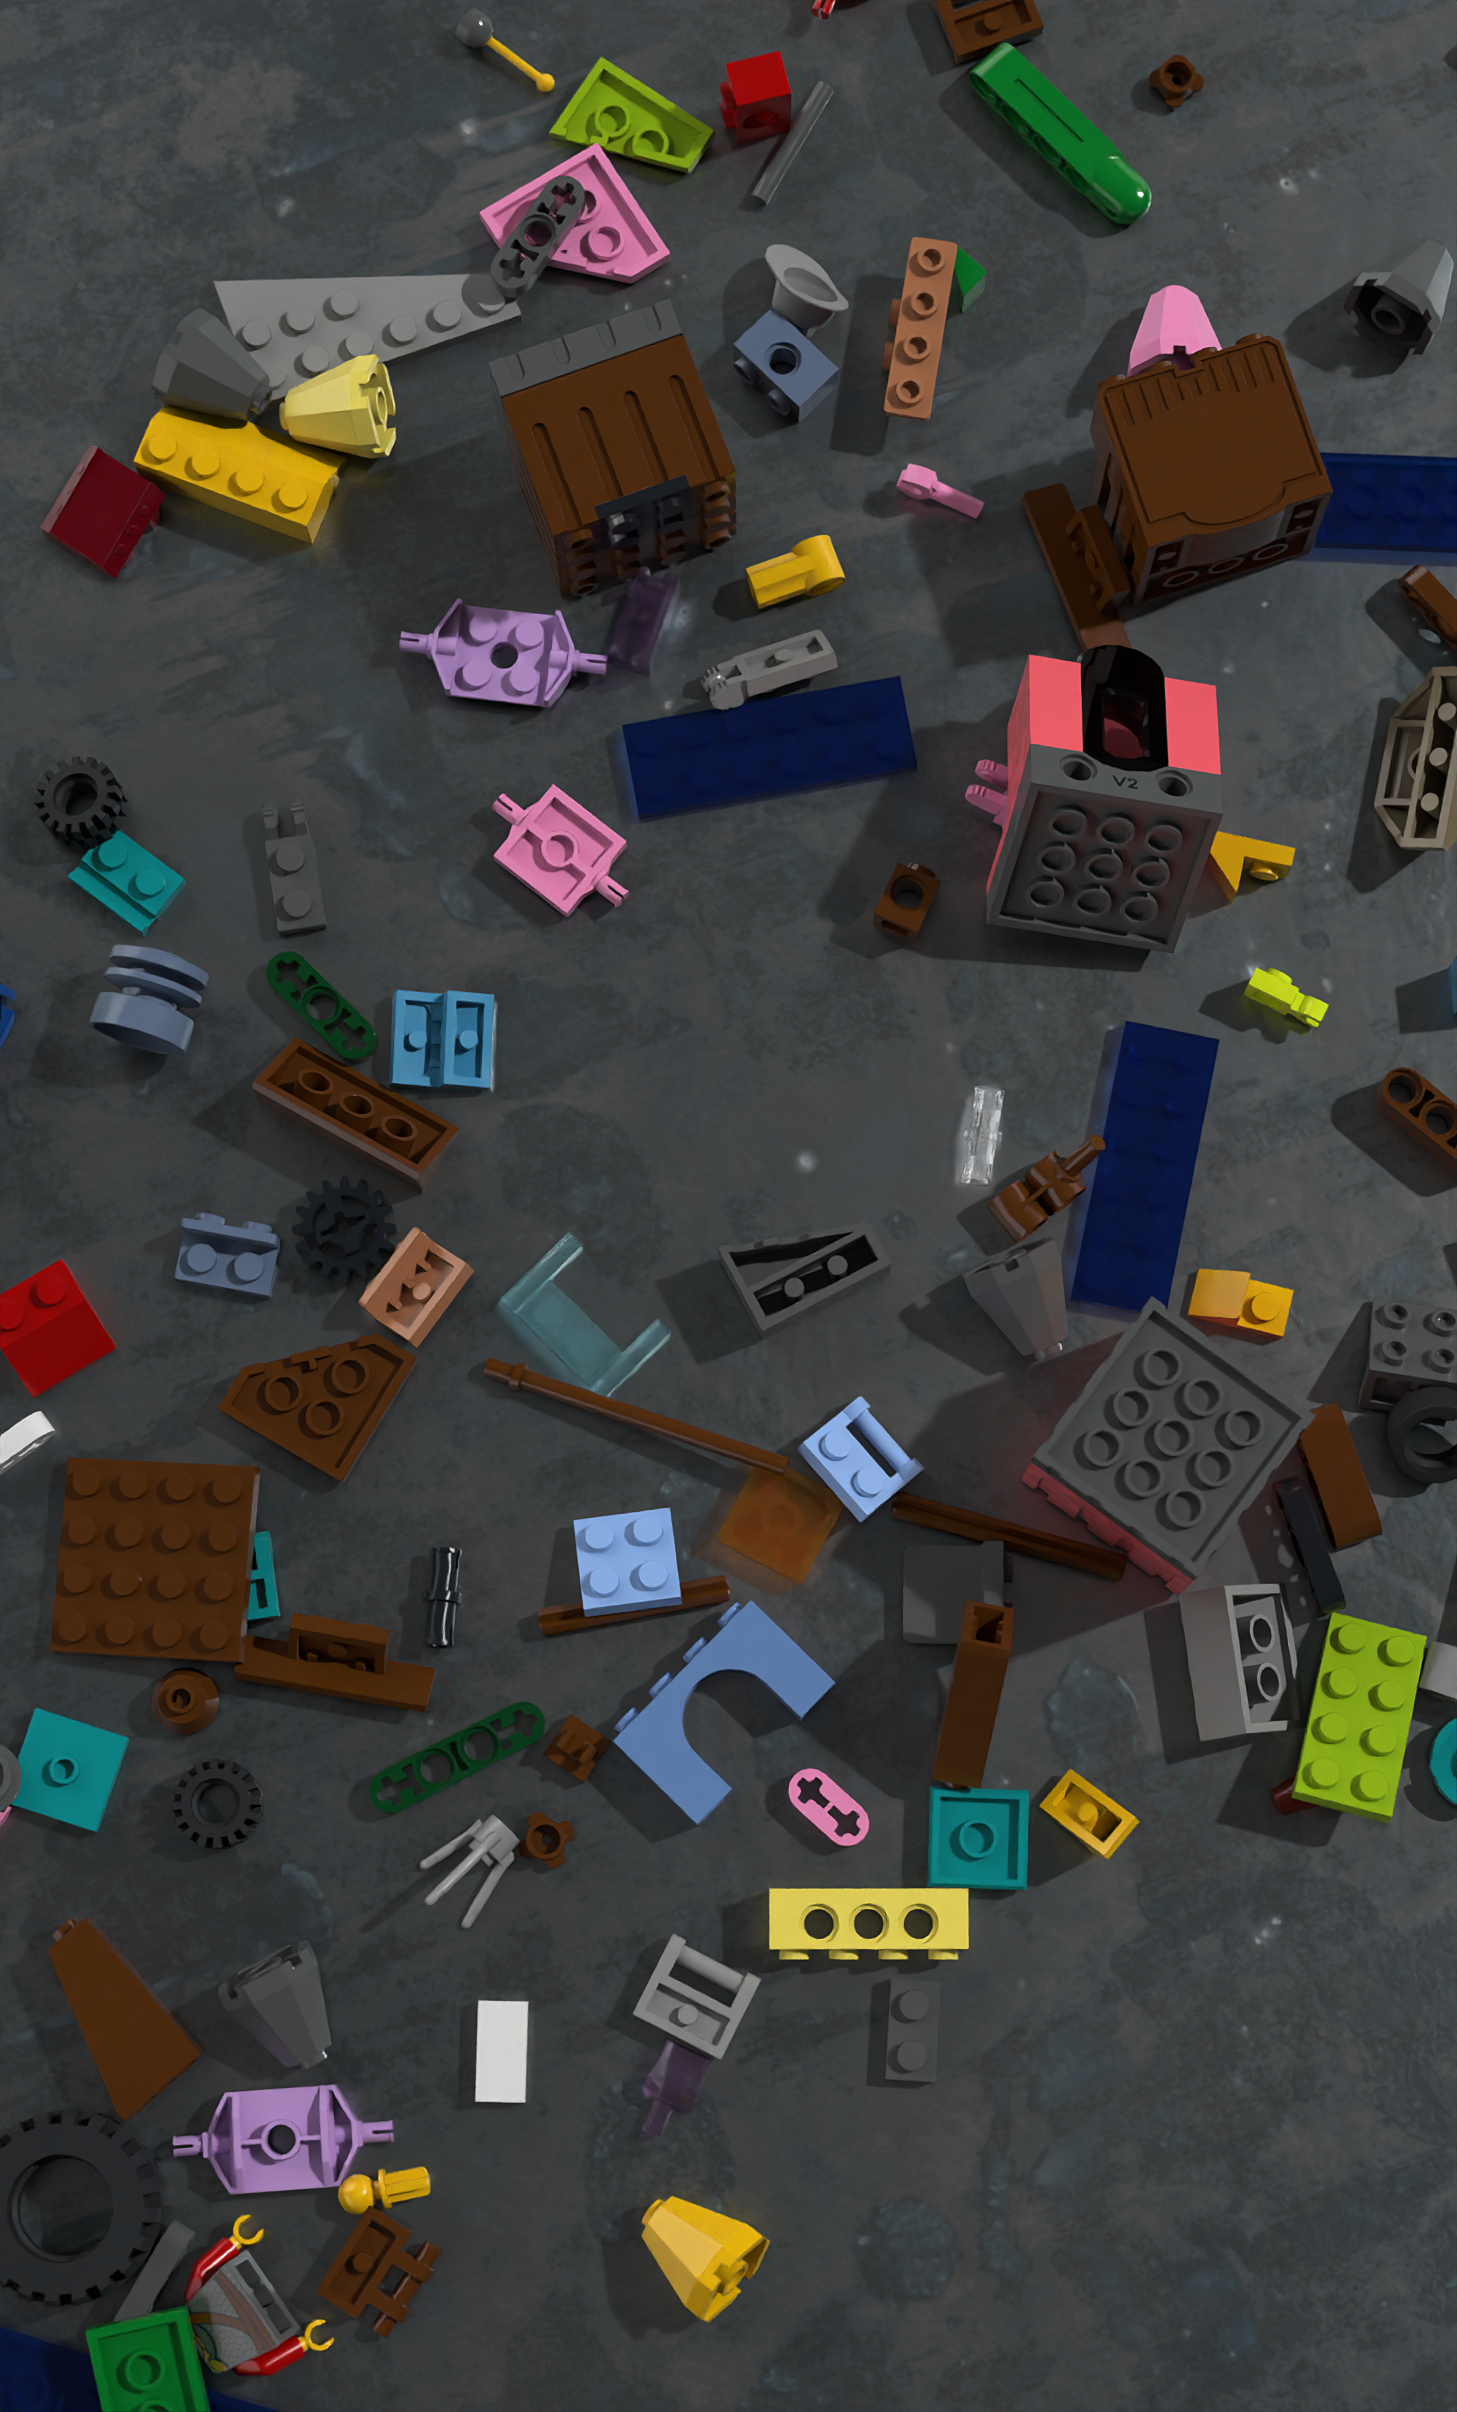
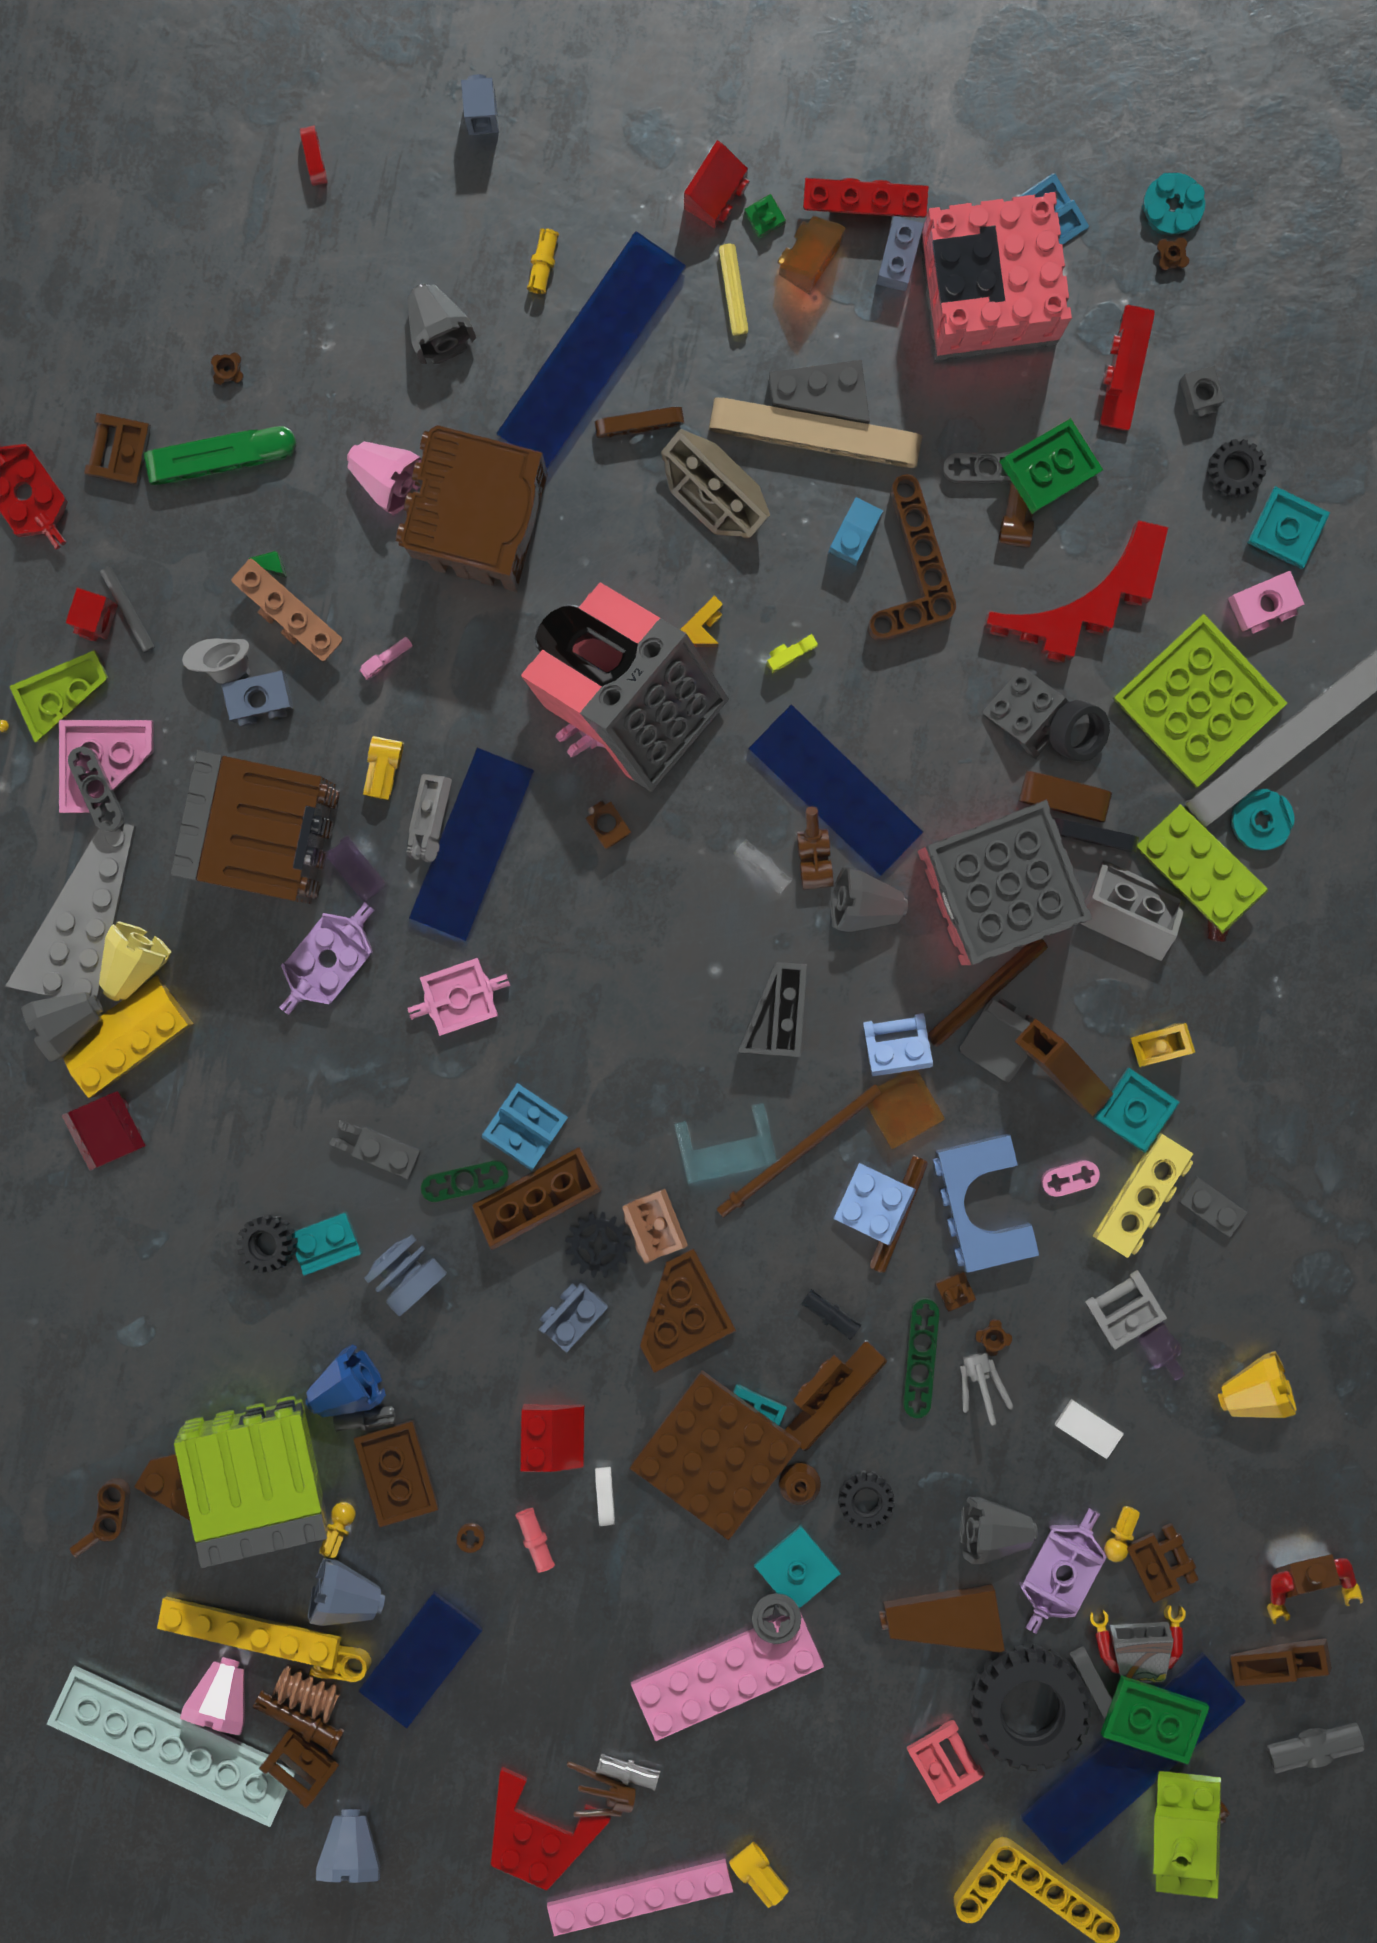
camera: 60 degrees left, 10 degrees up
(1081, 563) = (479, 607): reddish brown bracket -> none
(1239, 1302) = (940, 786): yellow slope -> none

